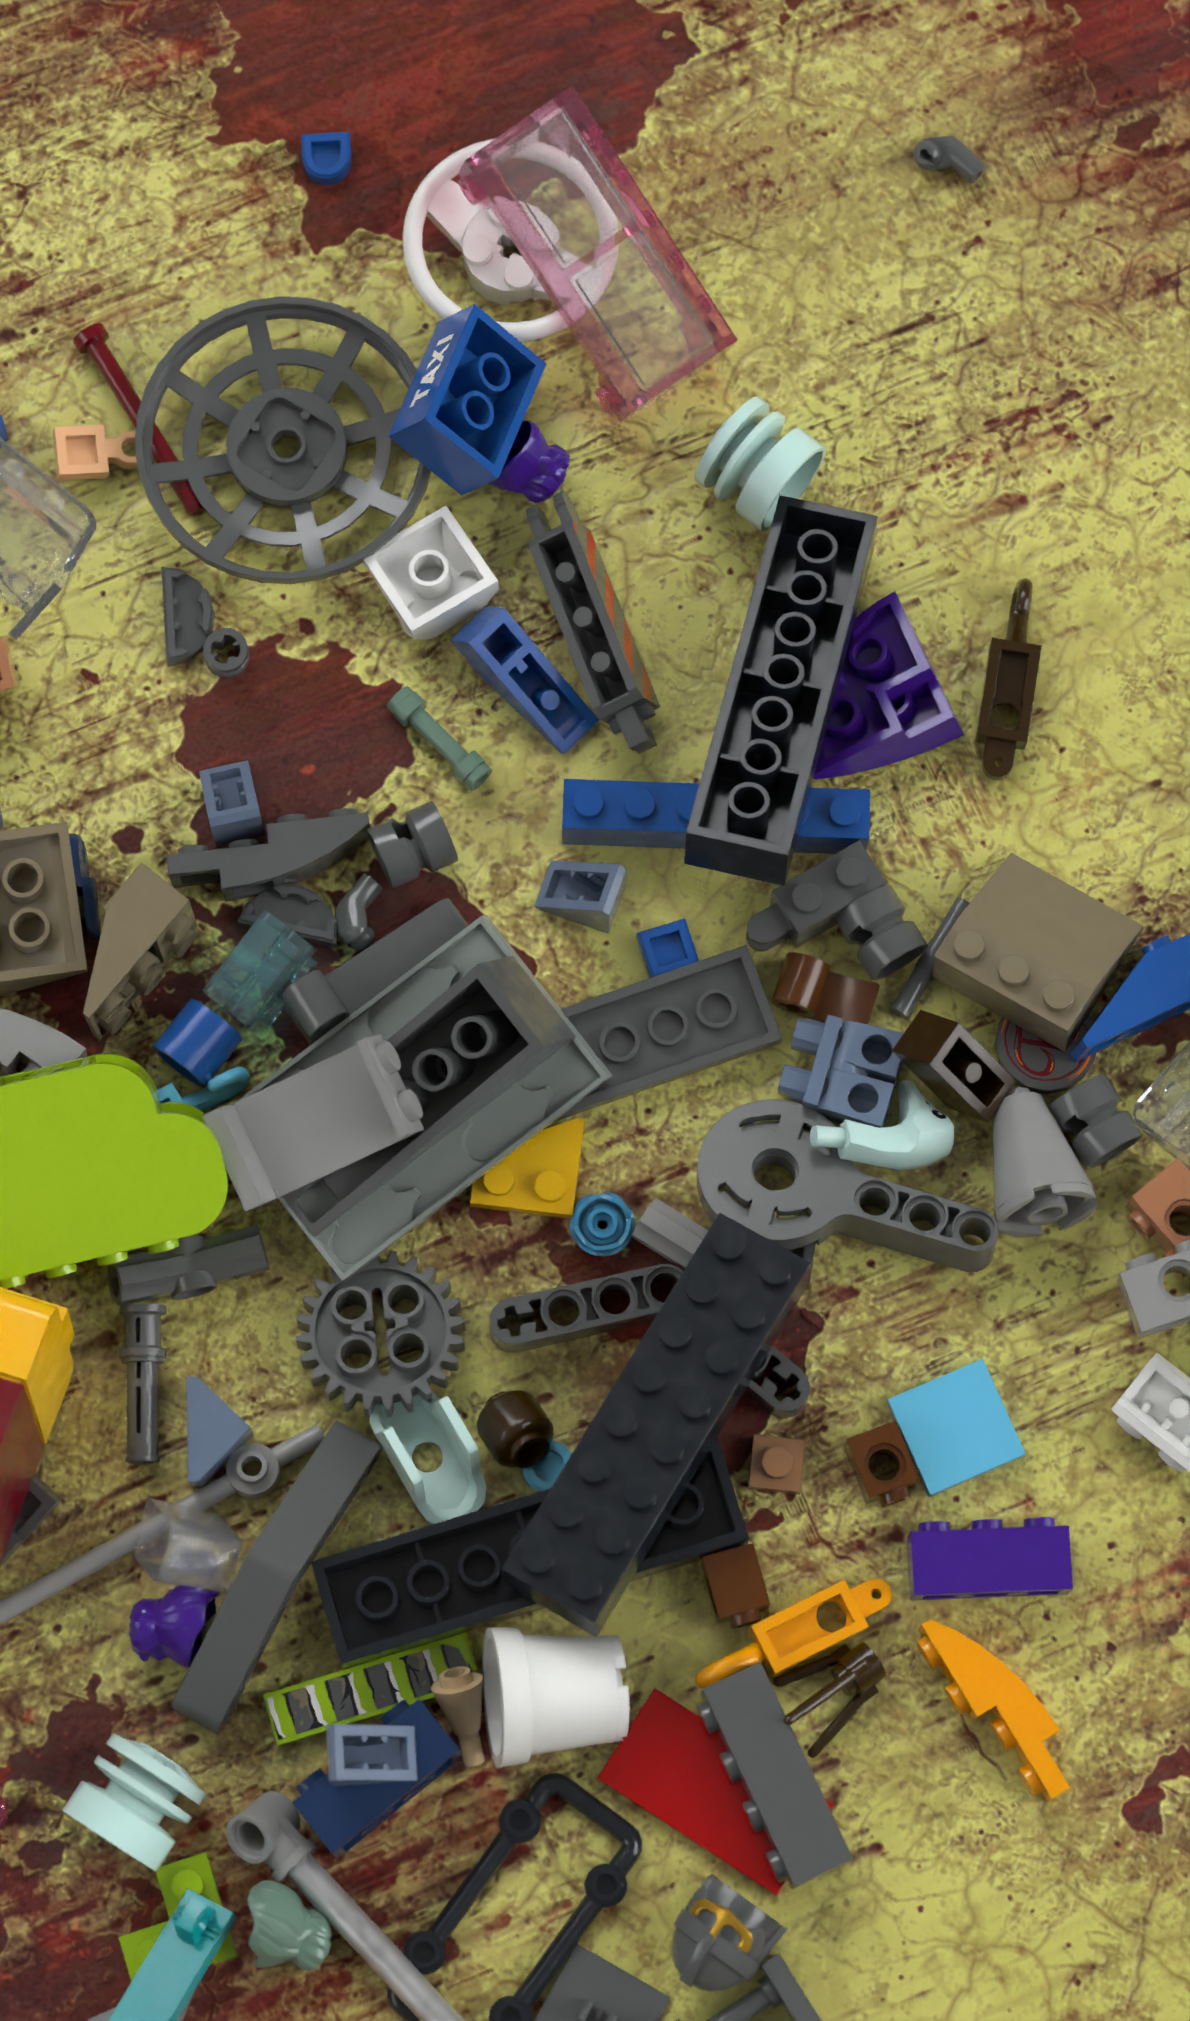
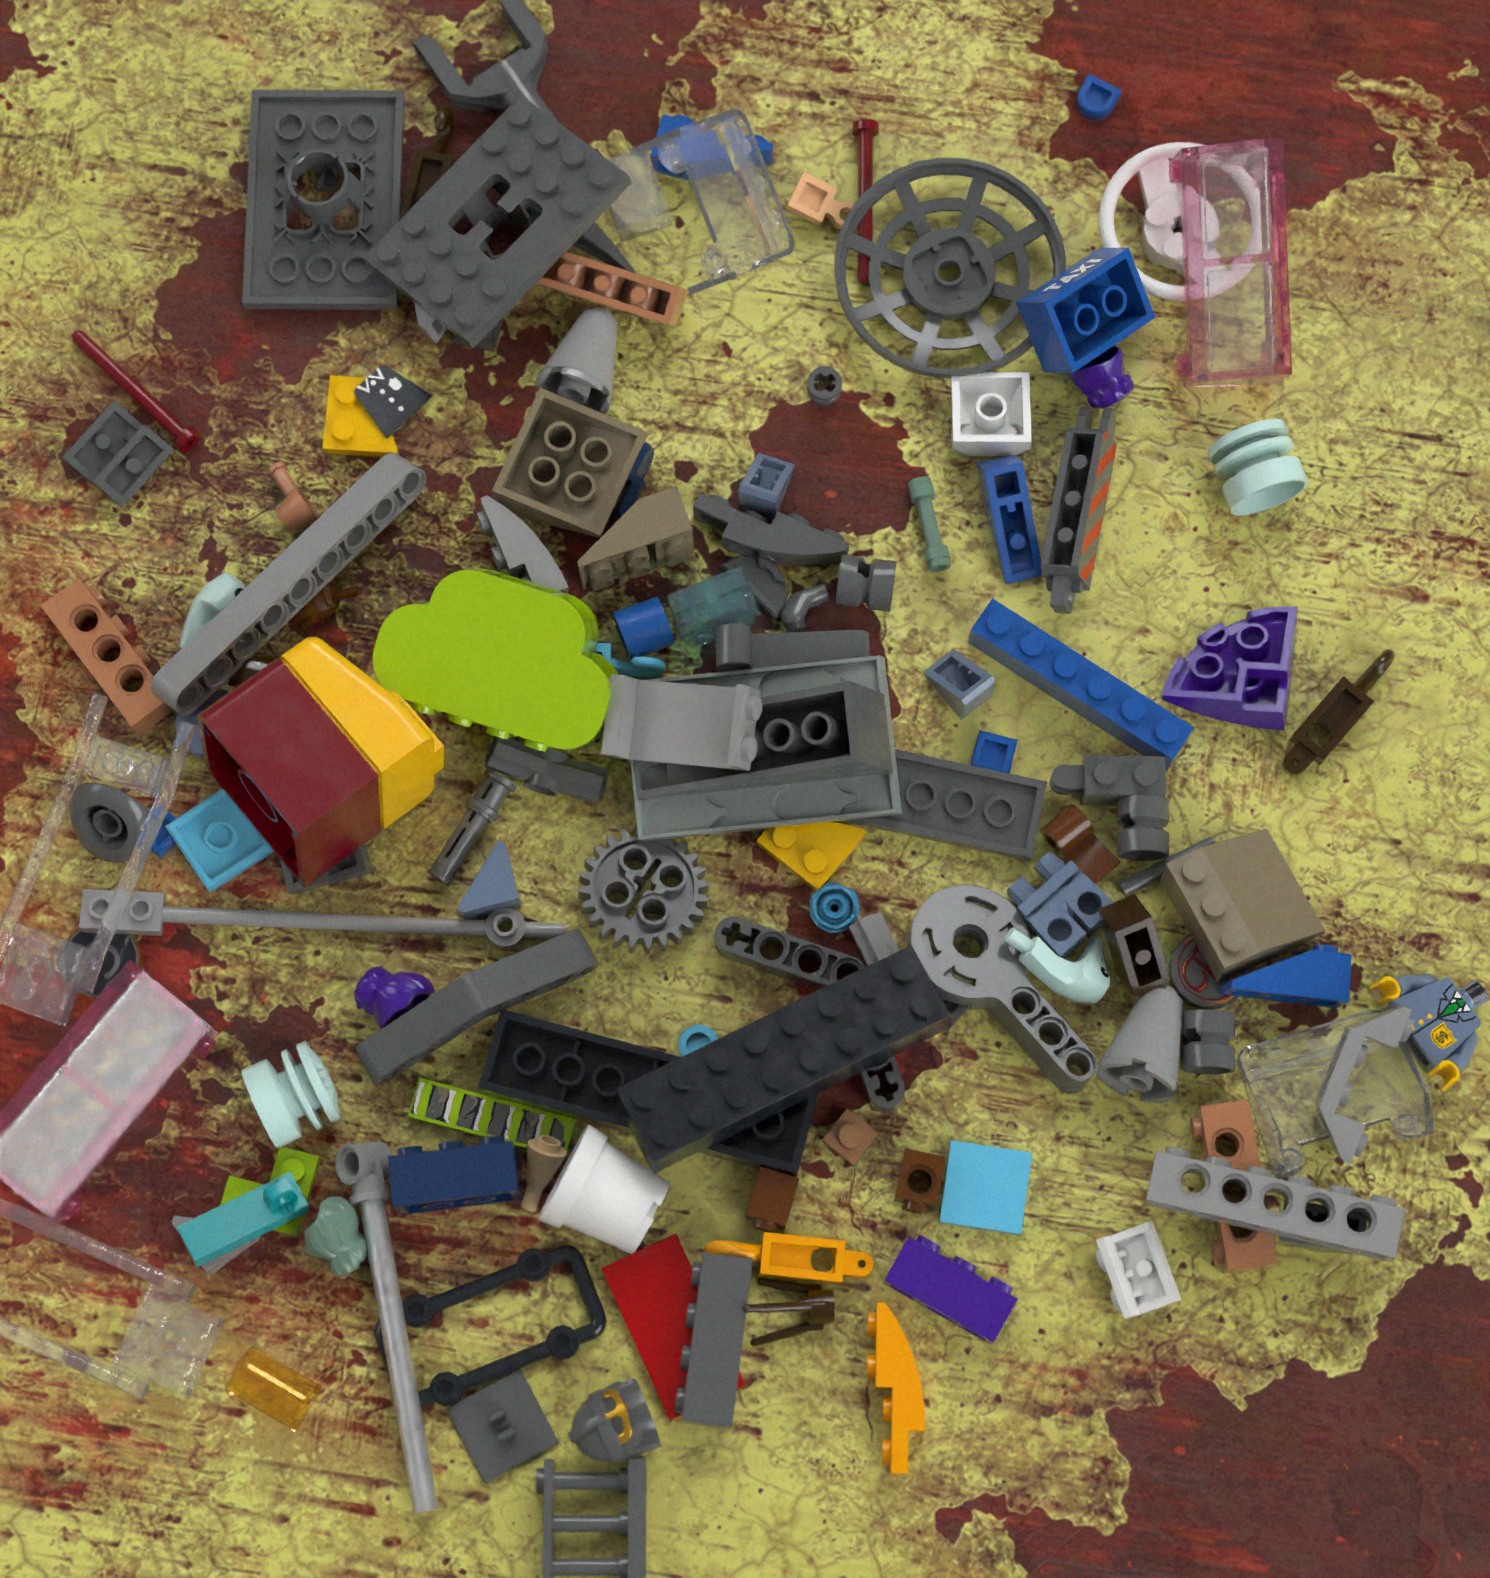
camera: 35 degrees right, 0 degrees up
(186, 1546) = (428, 949): clear piece -> none
(187, 615) = (814, 346): dark grey tile -> none
(371, 1754) = (455, 1156): sand blue slope -> none
(459, 1482) = (630, 1019): light aqua piece -> none
(515, 1429) = (691, 1006): dark brown head -> none
(780, 691) = (1173, 625): black brick -> none

